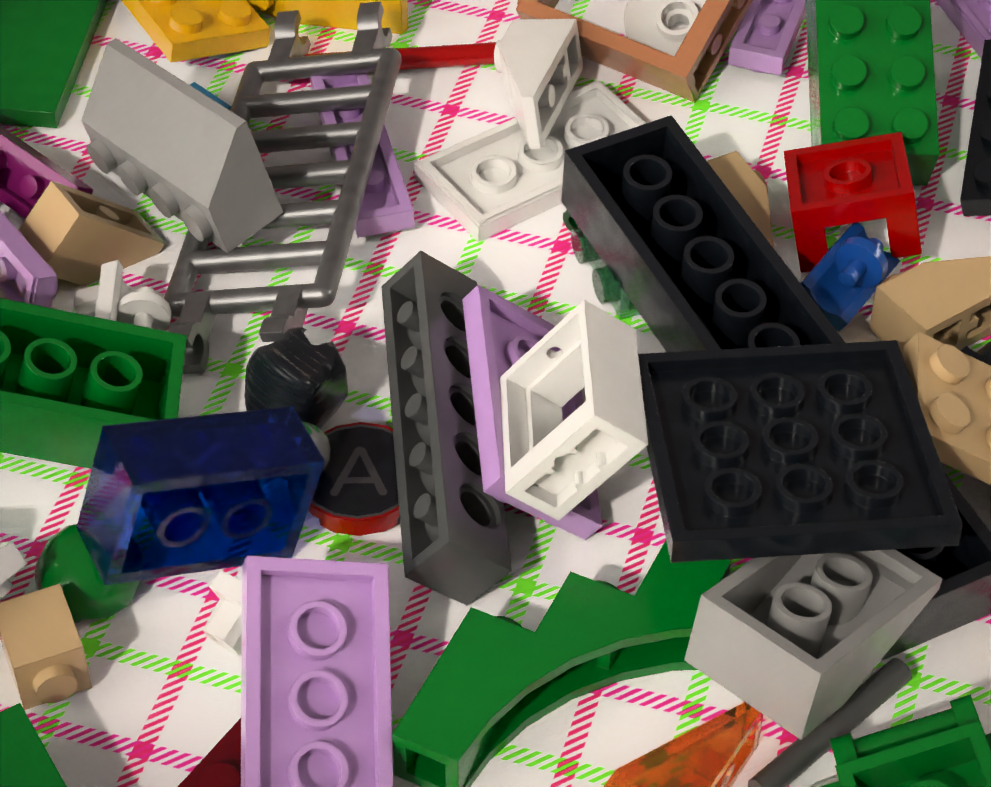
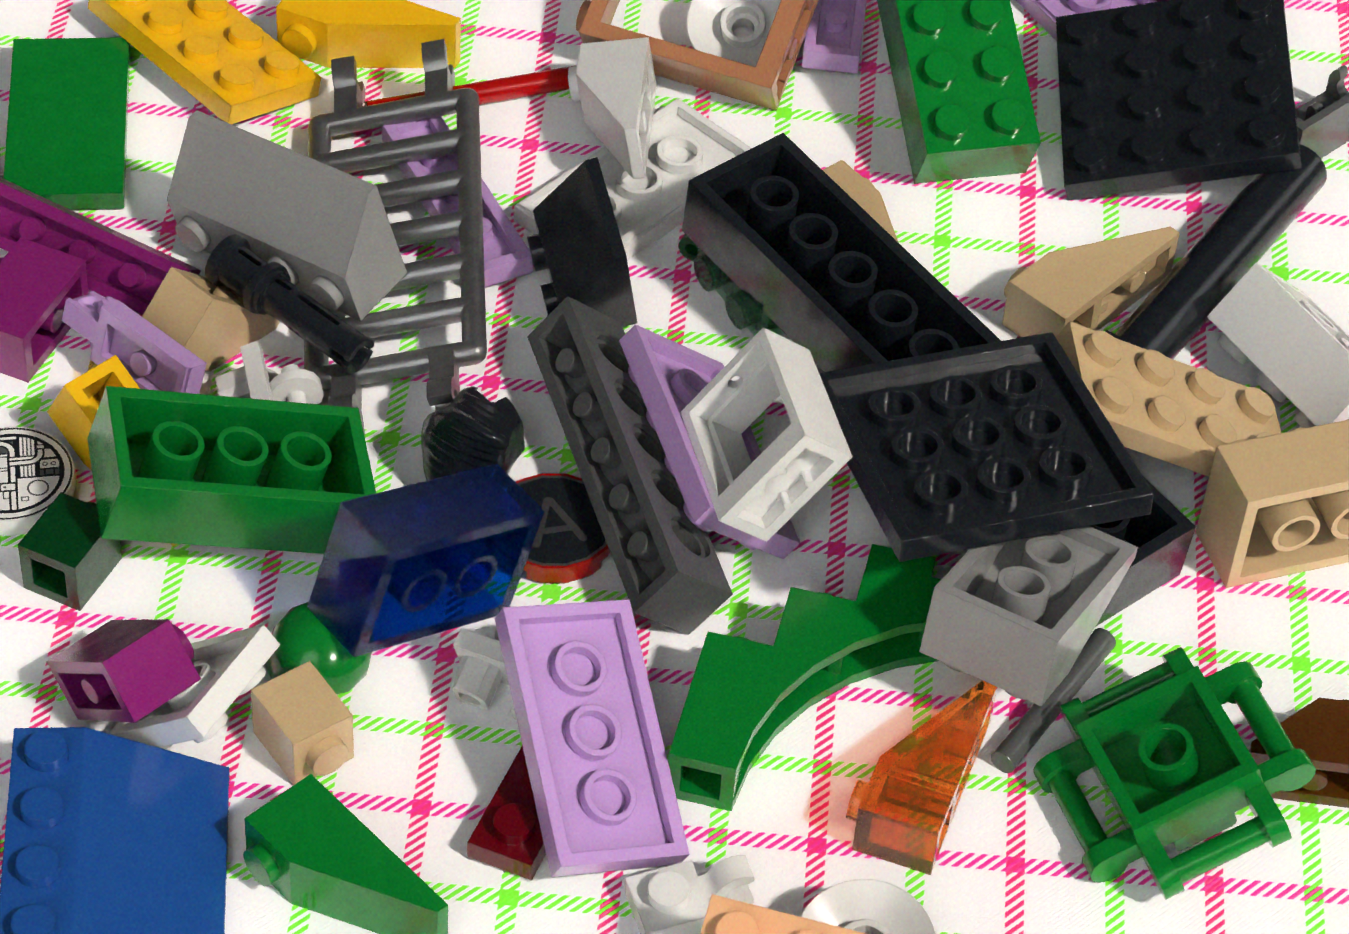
camera: 15 degrees left, 0 degrees up
(143, 214) = (269, 290): none -> black pin
(457, 207) = (582, 247): none -> black slope
(848, 275) = (980, 269): blue hips -> none
(851, 185) = (963, 184): red panel -> none

